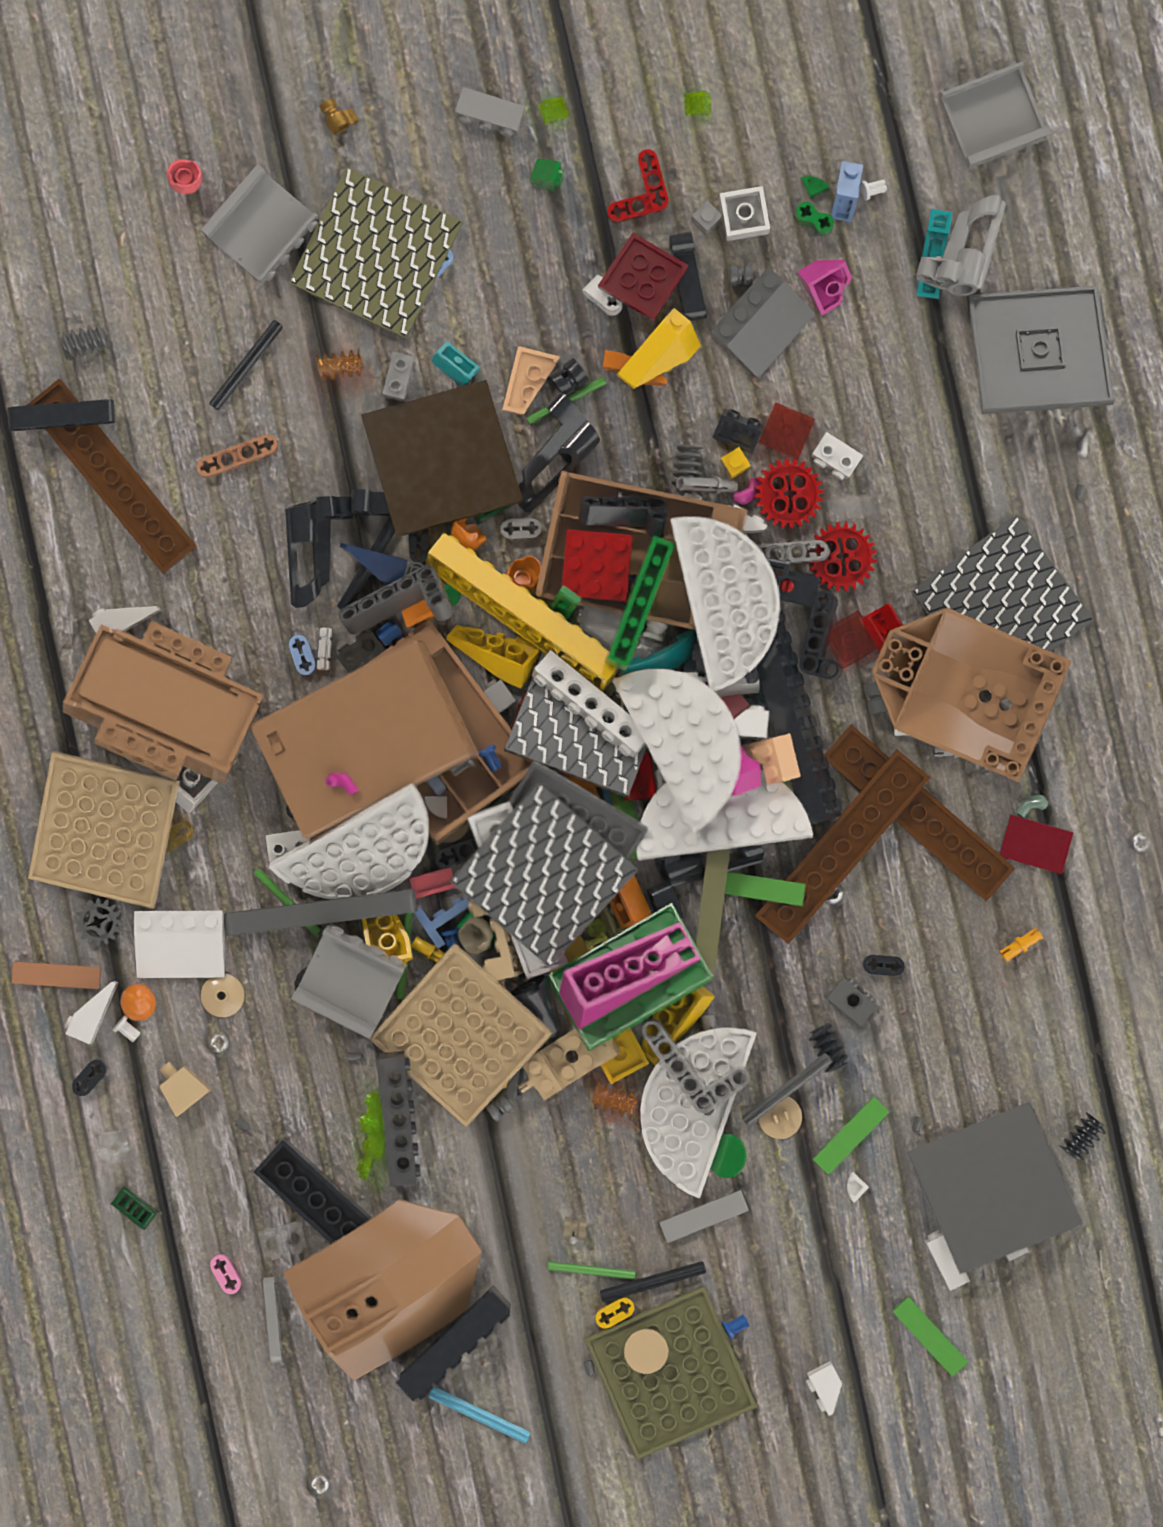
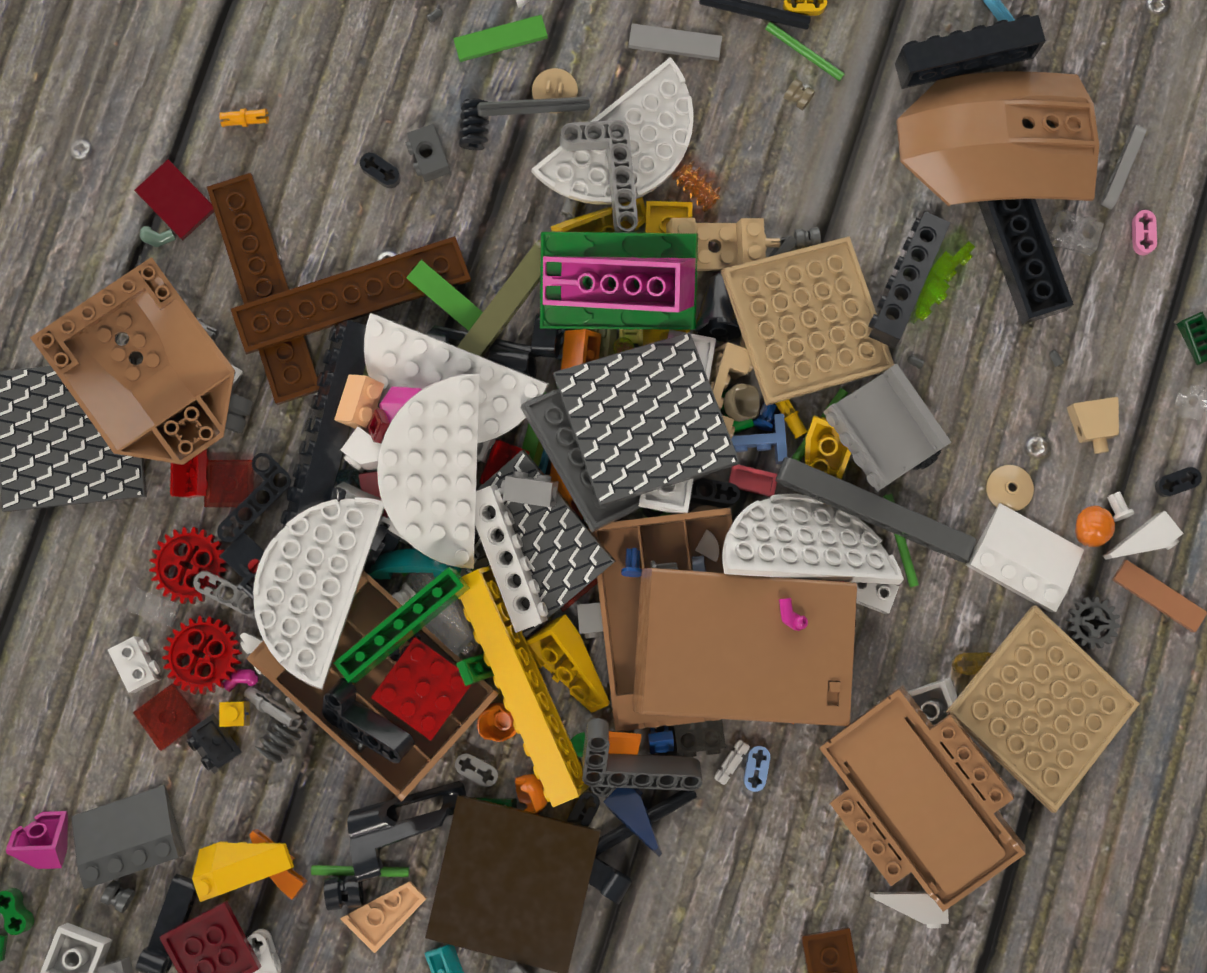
camera: 150 degrees left, 5 degrees down
(312, 523) = (676, 893): black panel -> none
(602, 766) = (529, 490): none -> light grey brick
(729, 1157) = (621, 76): green piece -> none
(749, 747) = (378, 425): none -> dark red tile

